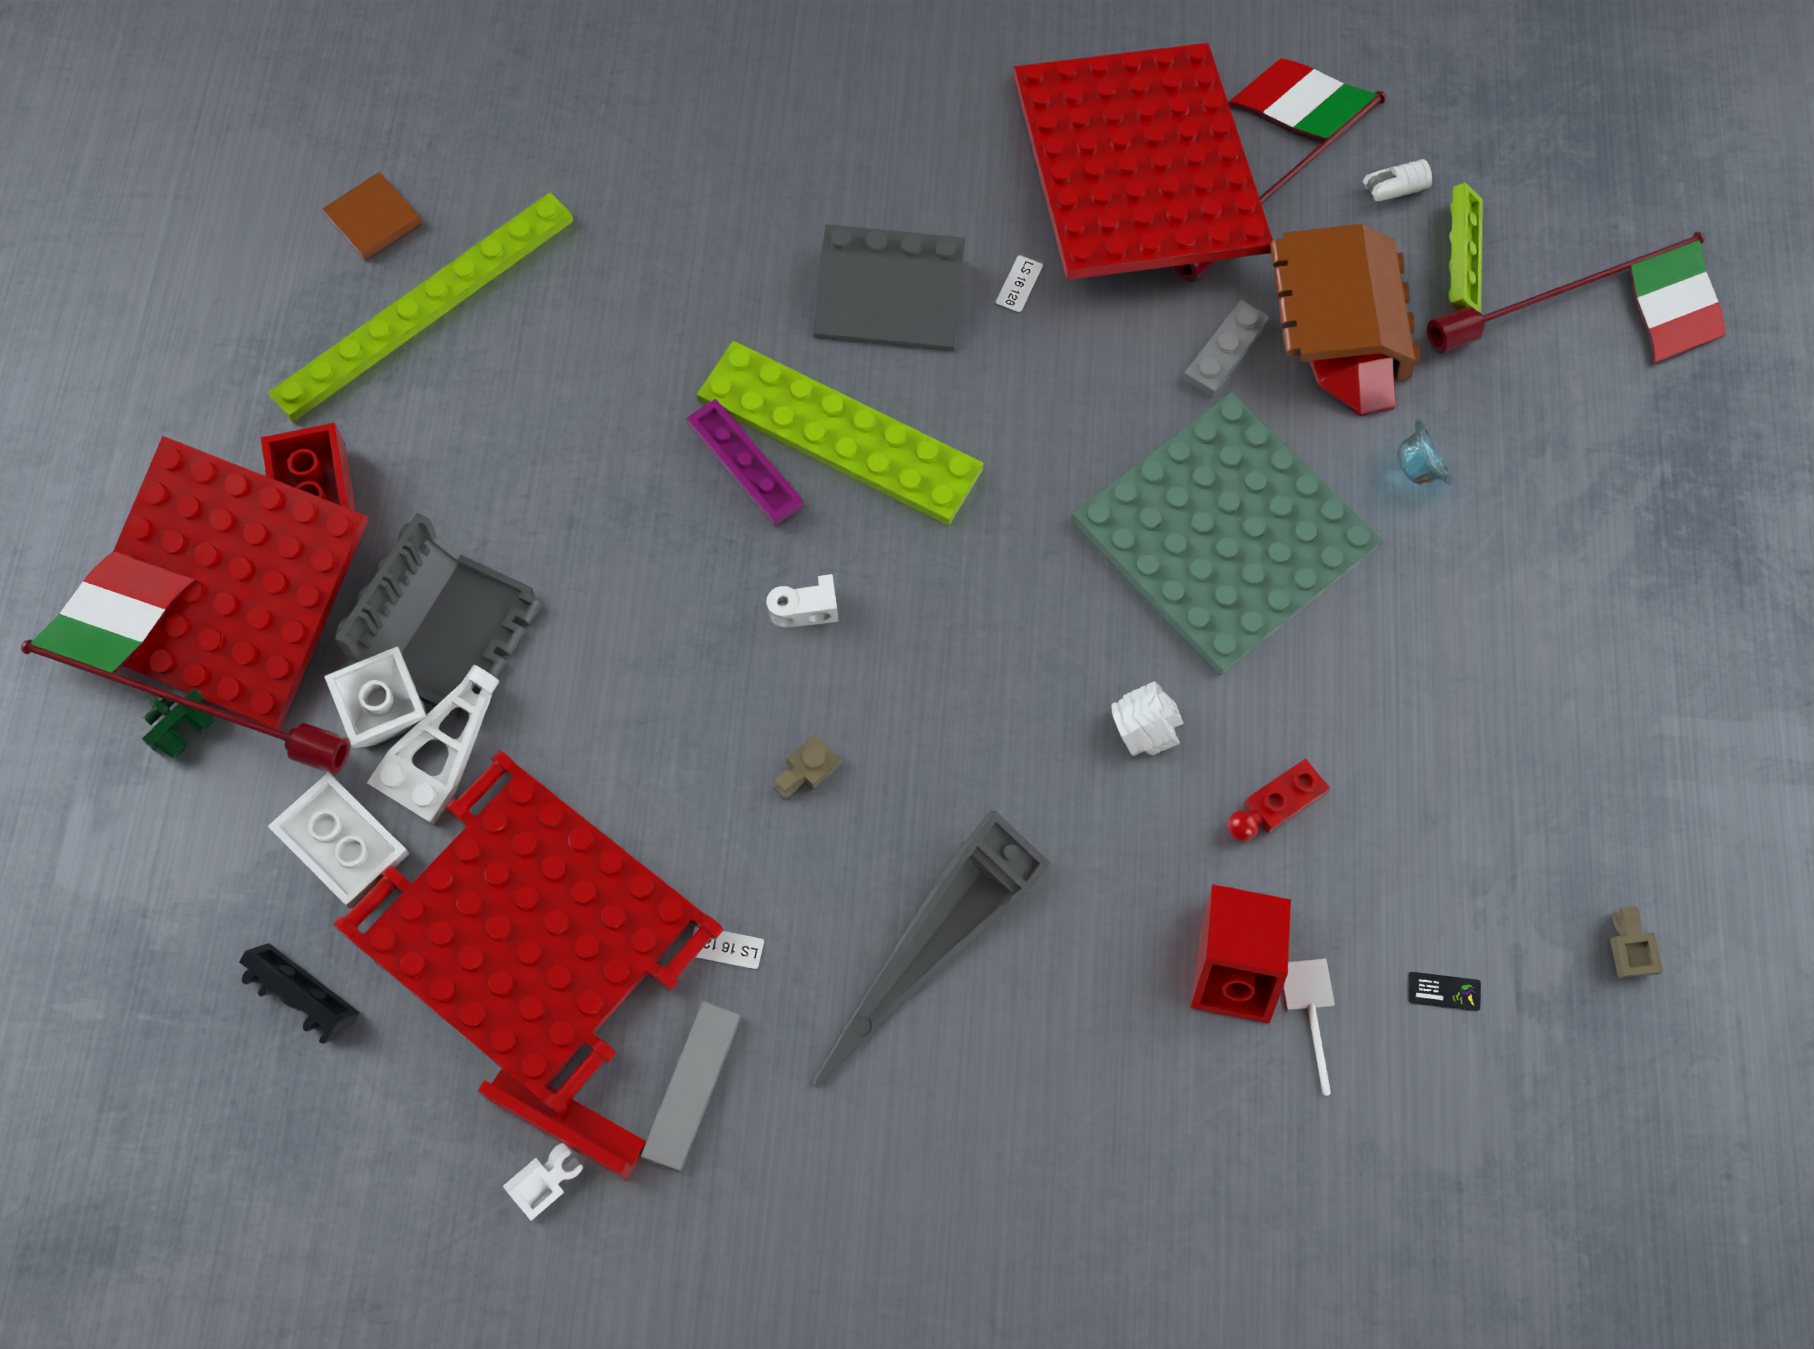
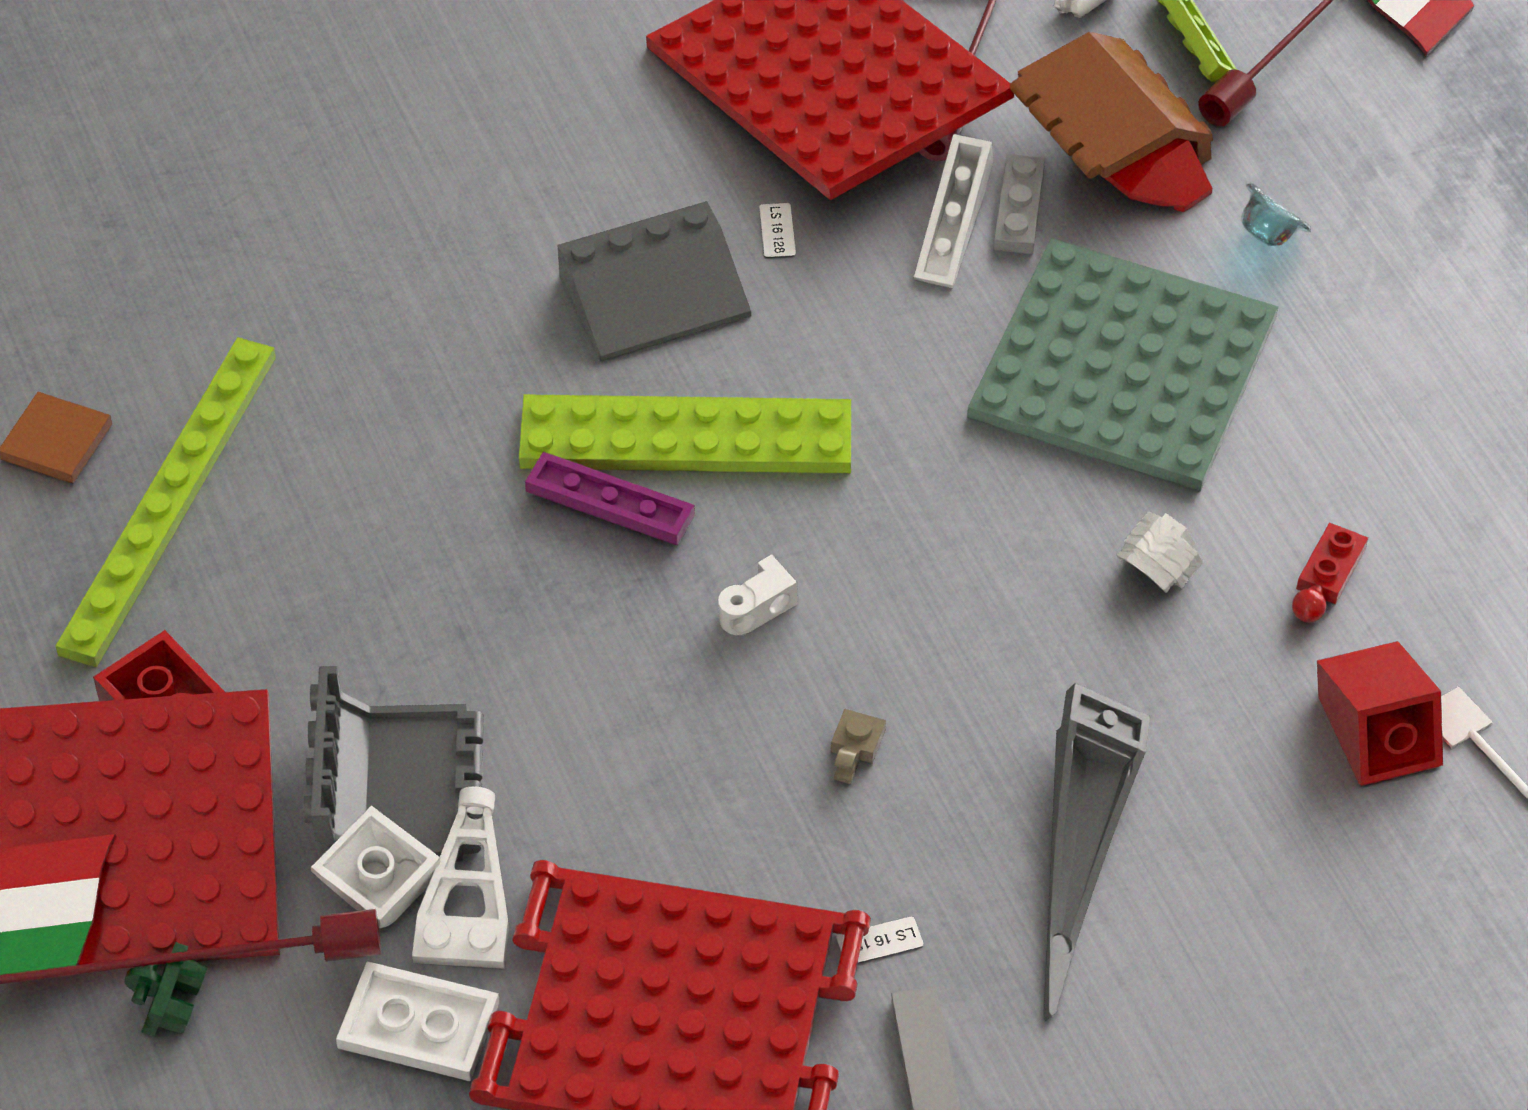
camera: 25 degrees left, 15 degrees down
(1165, 332) = (955, 210): none -> white slope

